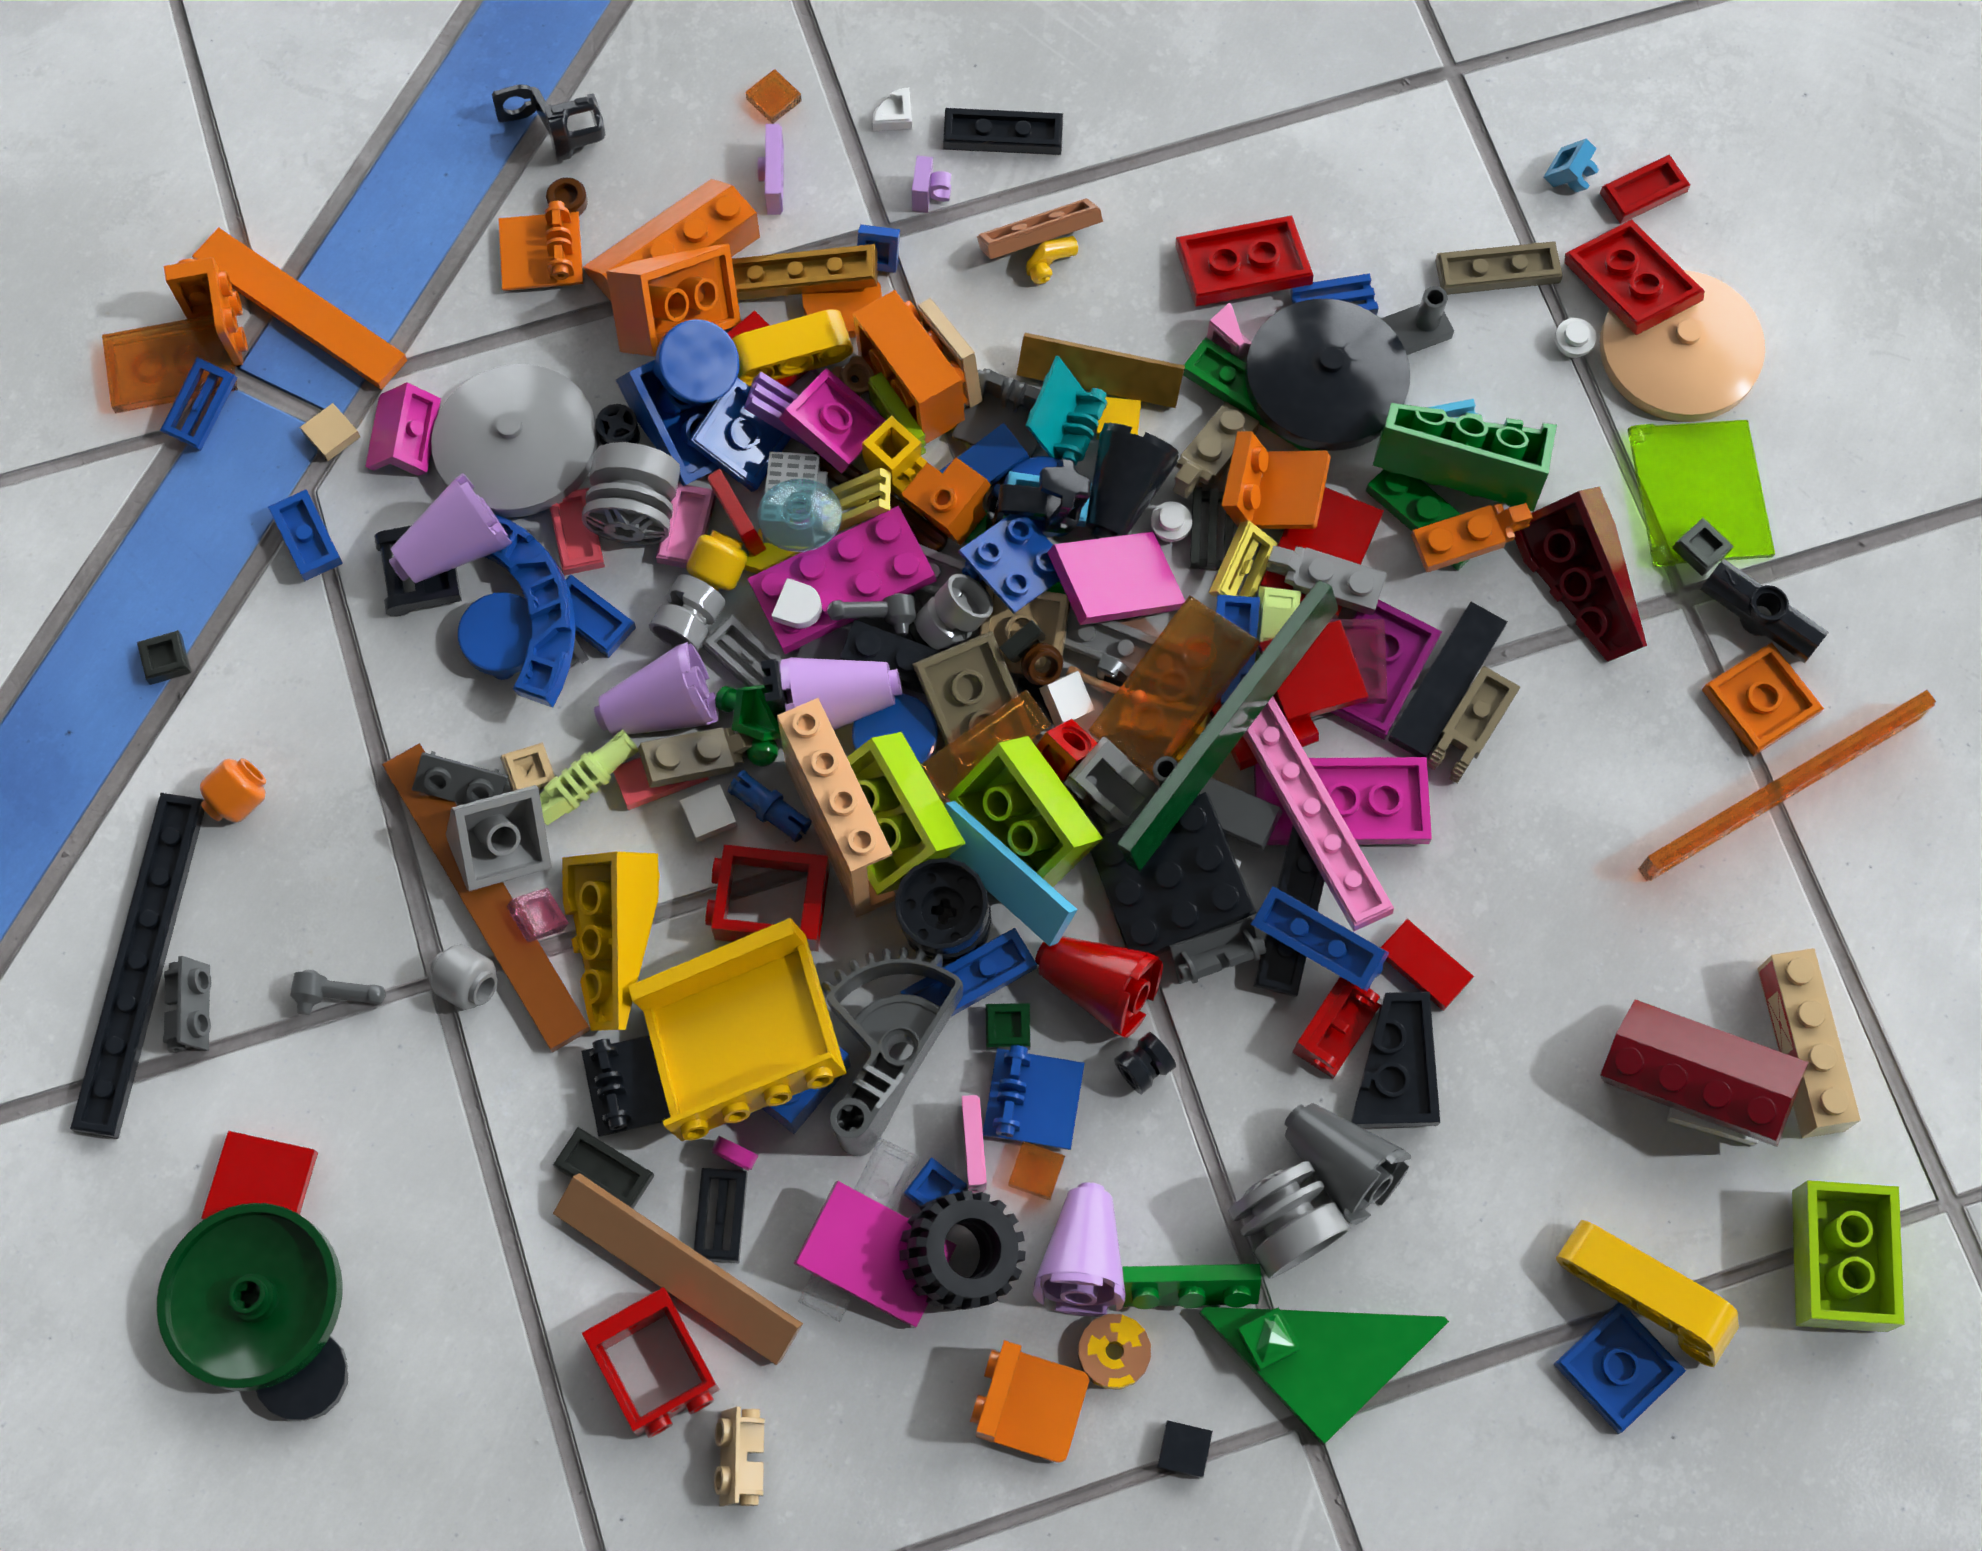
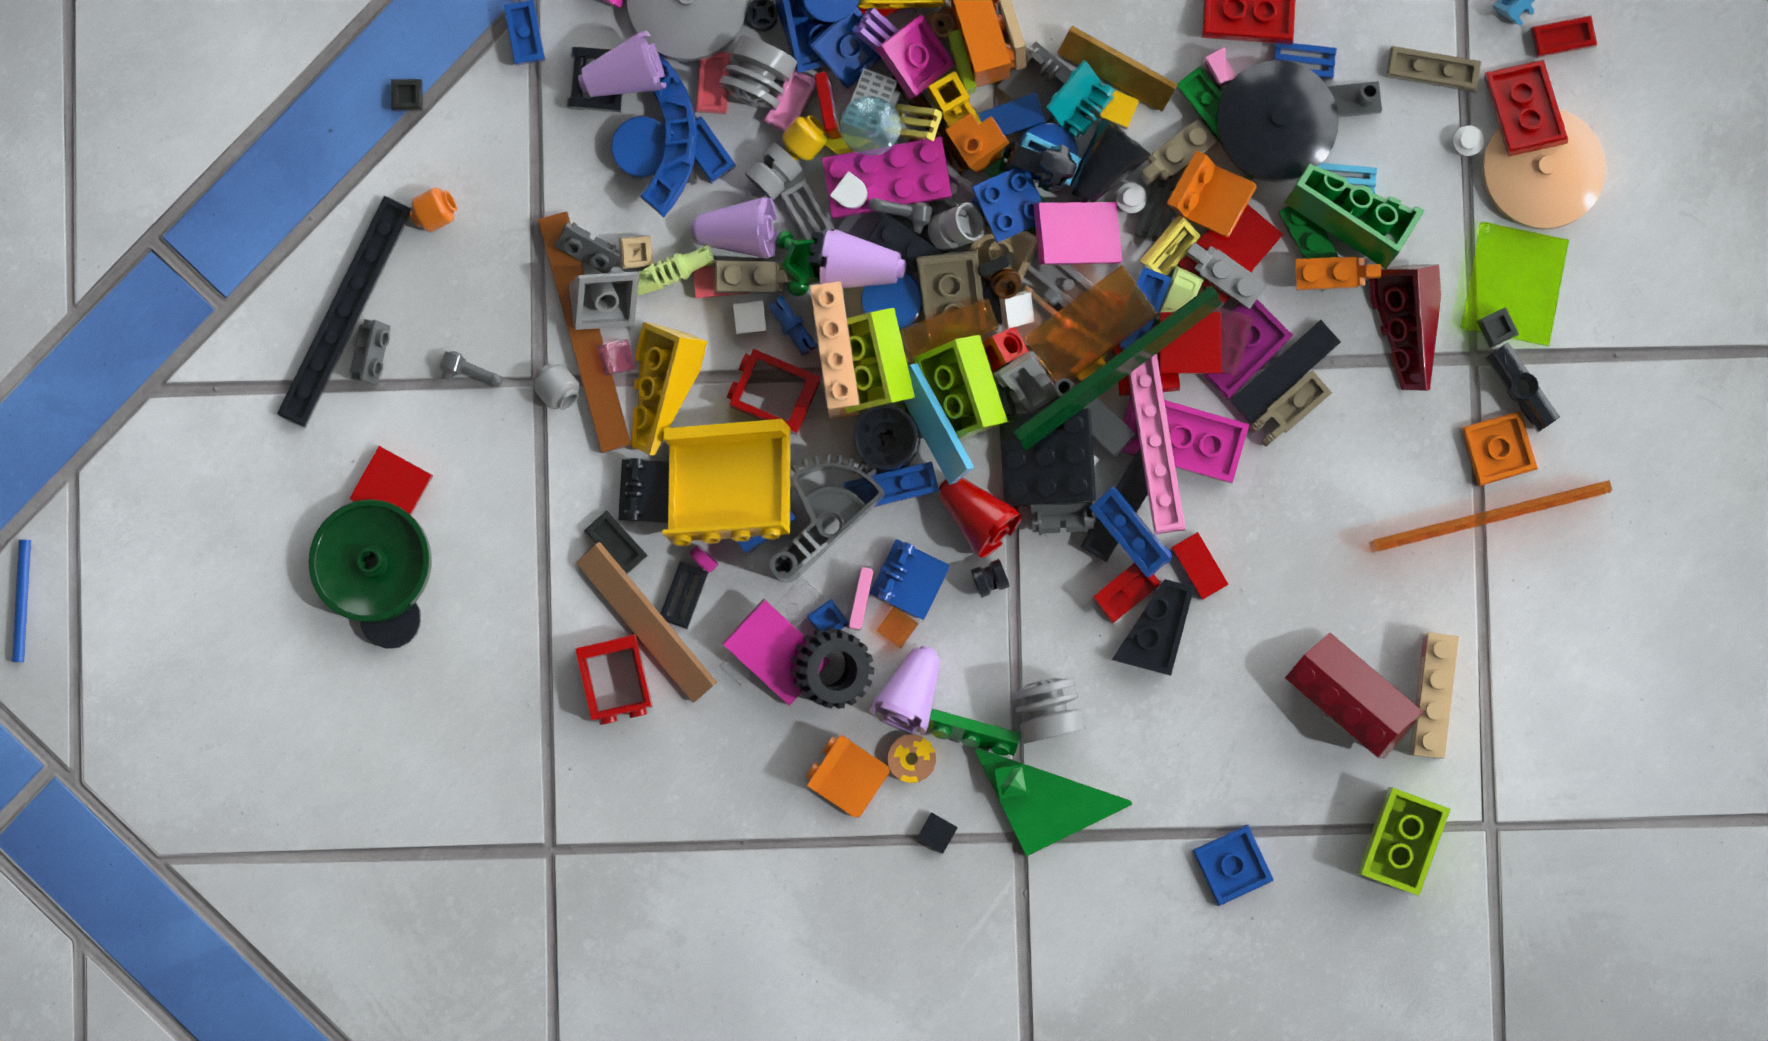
camera: 15 degrees right, 15 degrees up
(735, 1474) = (656, 740): tan hinge -> none
(1007, 1025) = (907, 525): dark green tile -> none
(1347, 1159) = (1099, 682): dark grey cone -> none
(1652, 1289) = (1267, 824): yellow beam -> none

